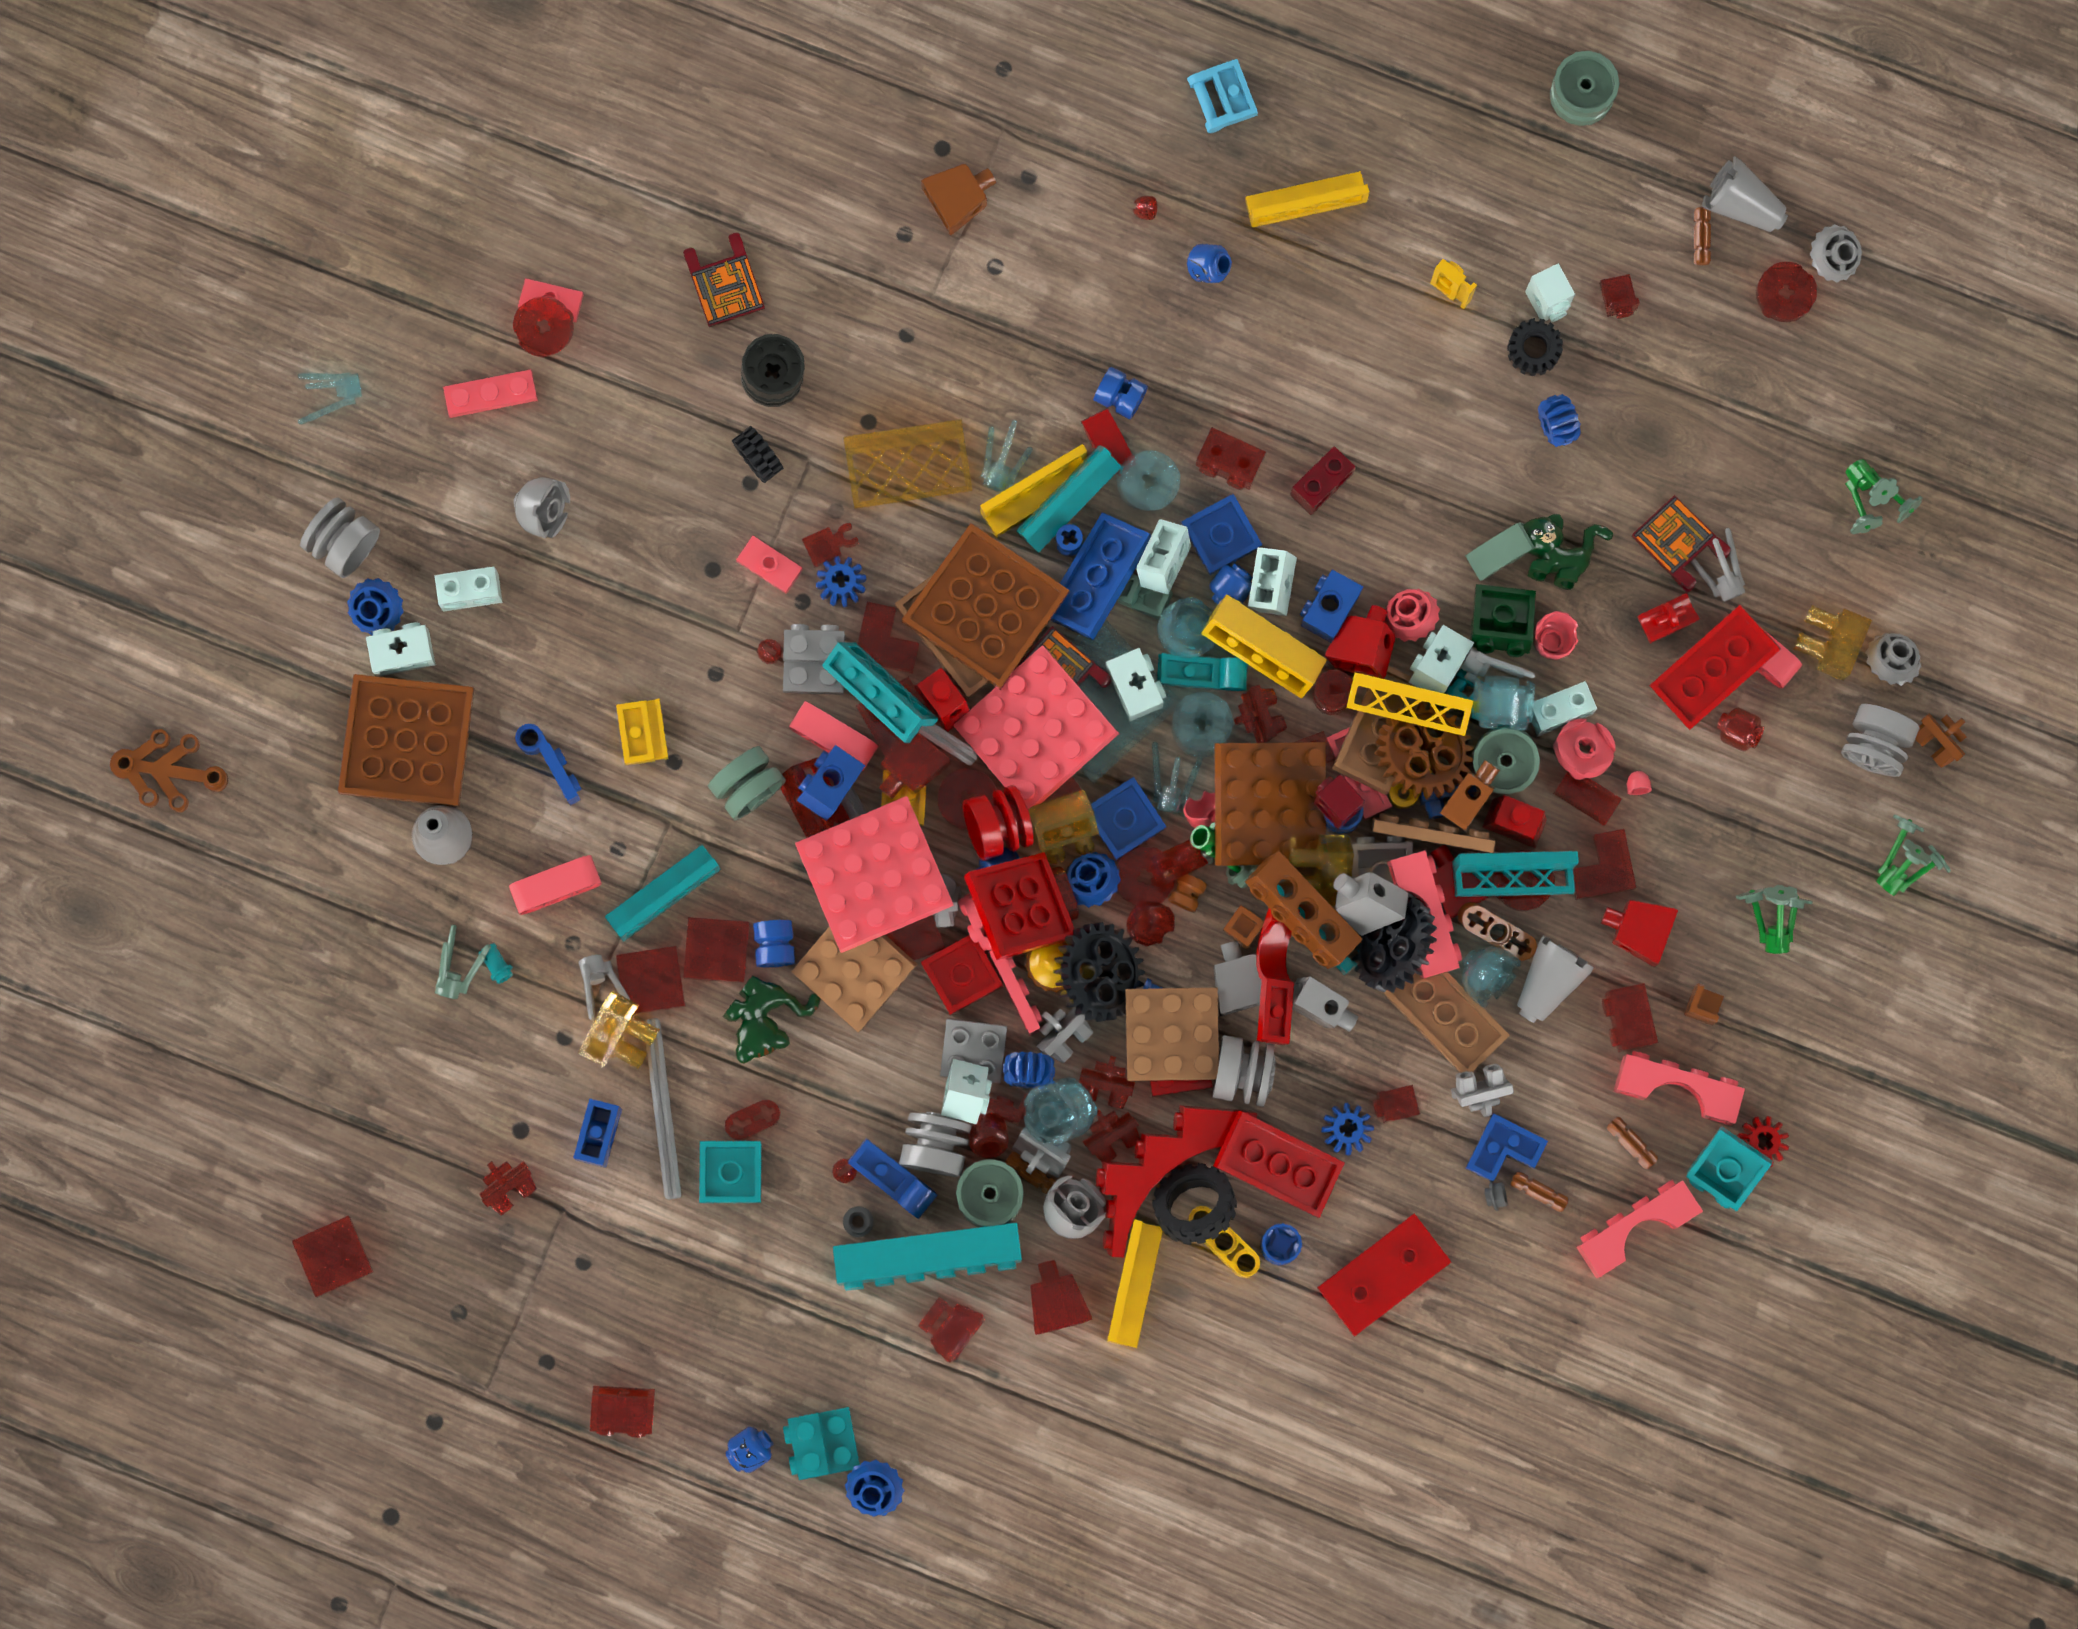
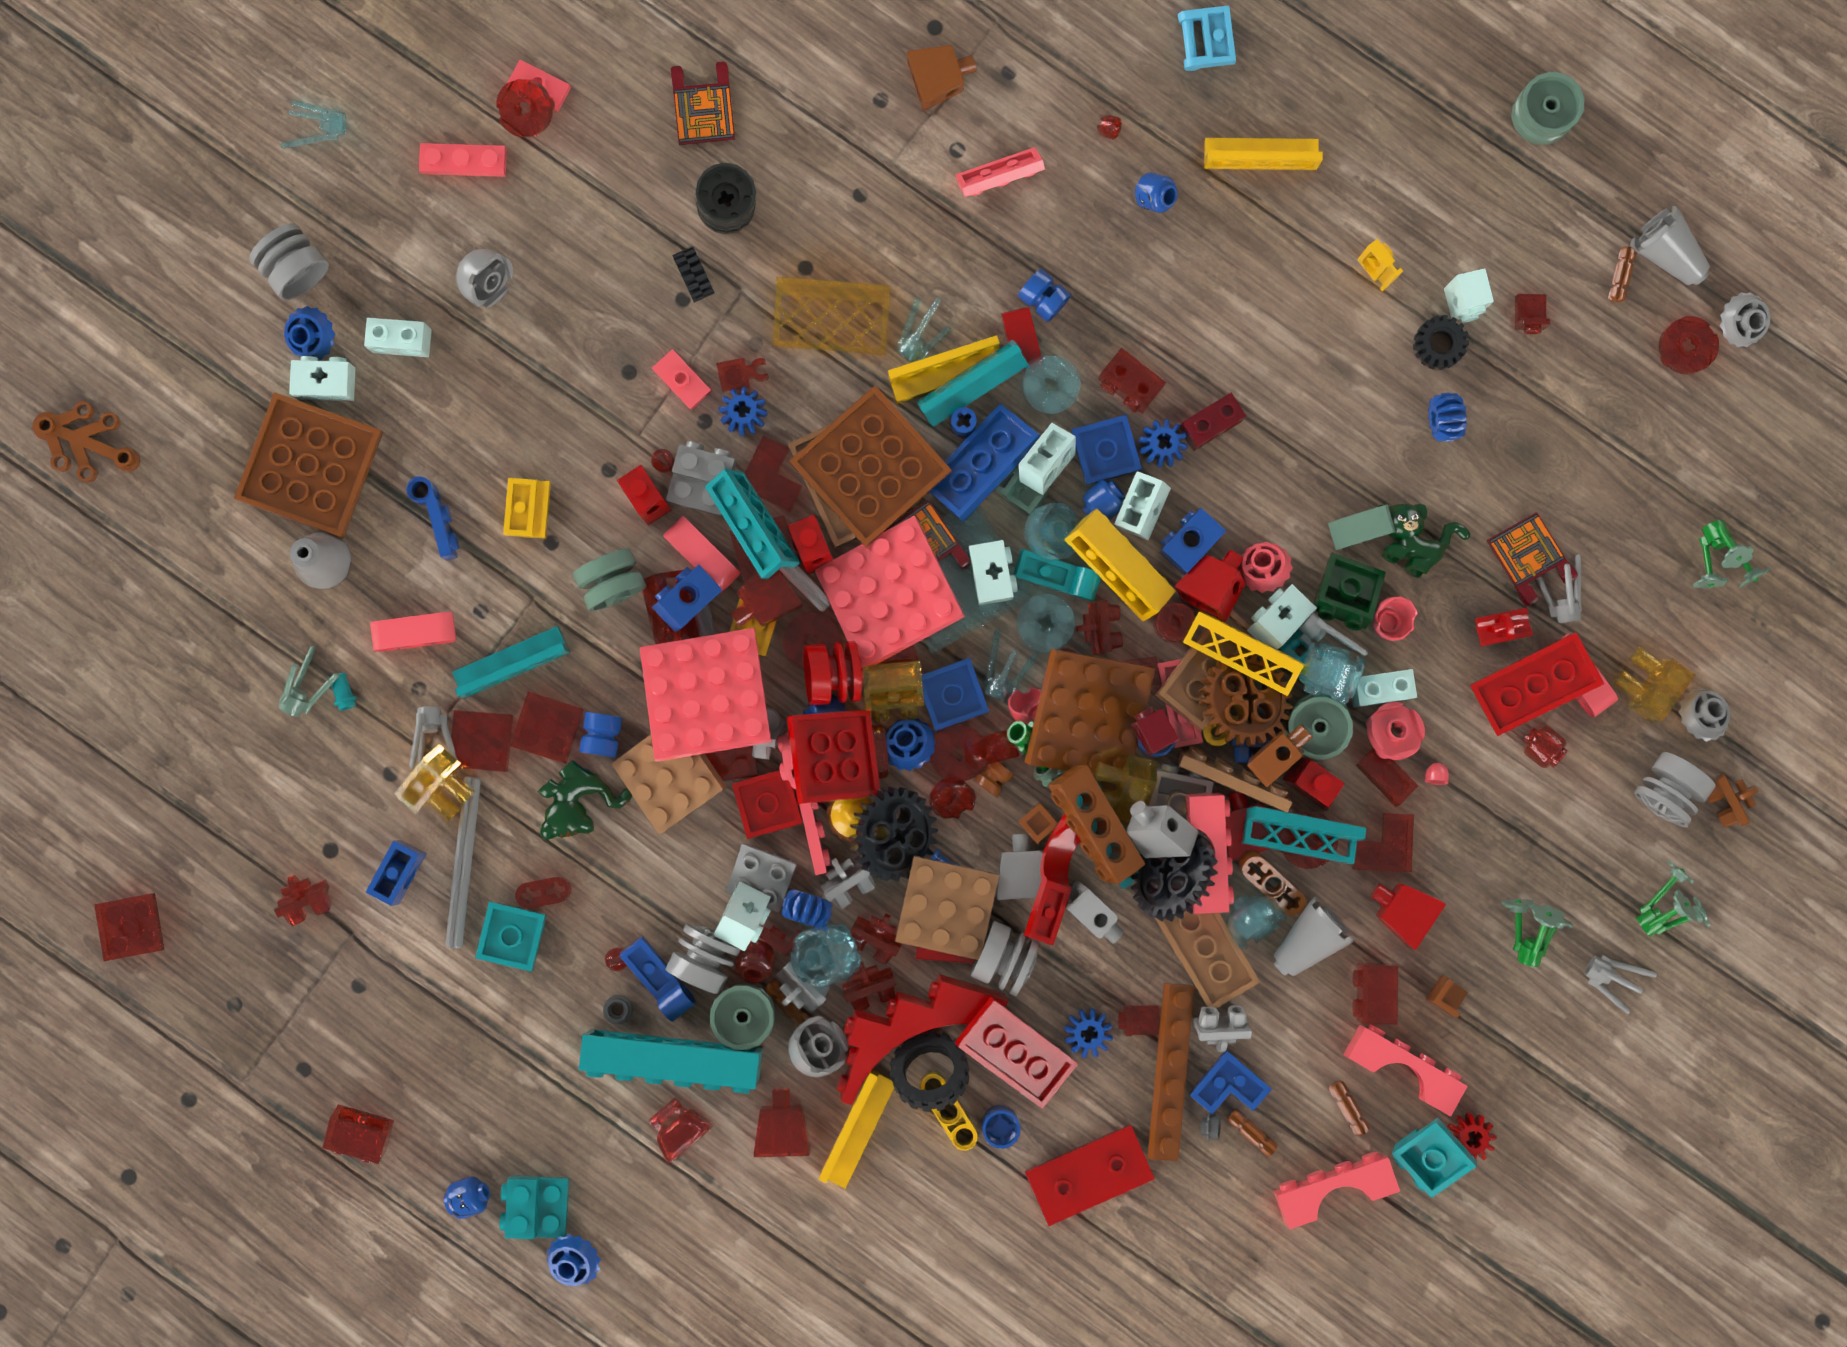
camera: 15 degrees right, 5 degrees up
(760, 689) = (644, 495): none -> red torso
(1045, 279) = (1000, 172): none -> coral plate
(1289, 513) = (1173, 444): none -> blue gear
(1441, 1149) = (1171, 1072): none -> dark orange plate
(1854, 942) = (1601, 971): none -> light grey plant

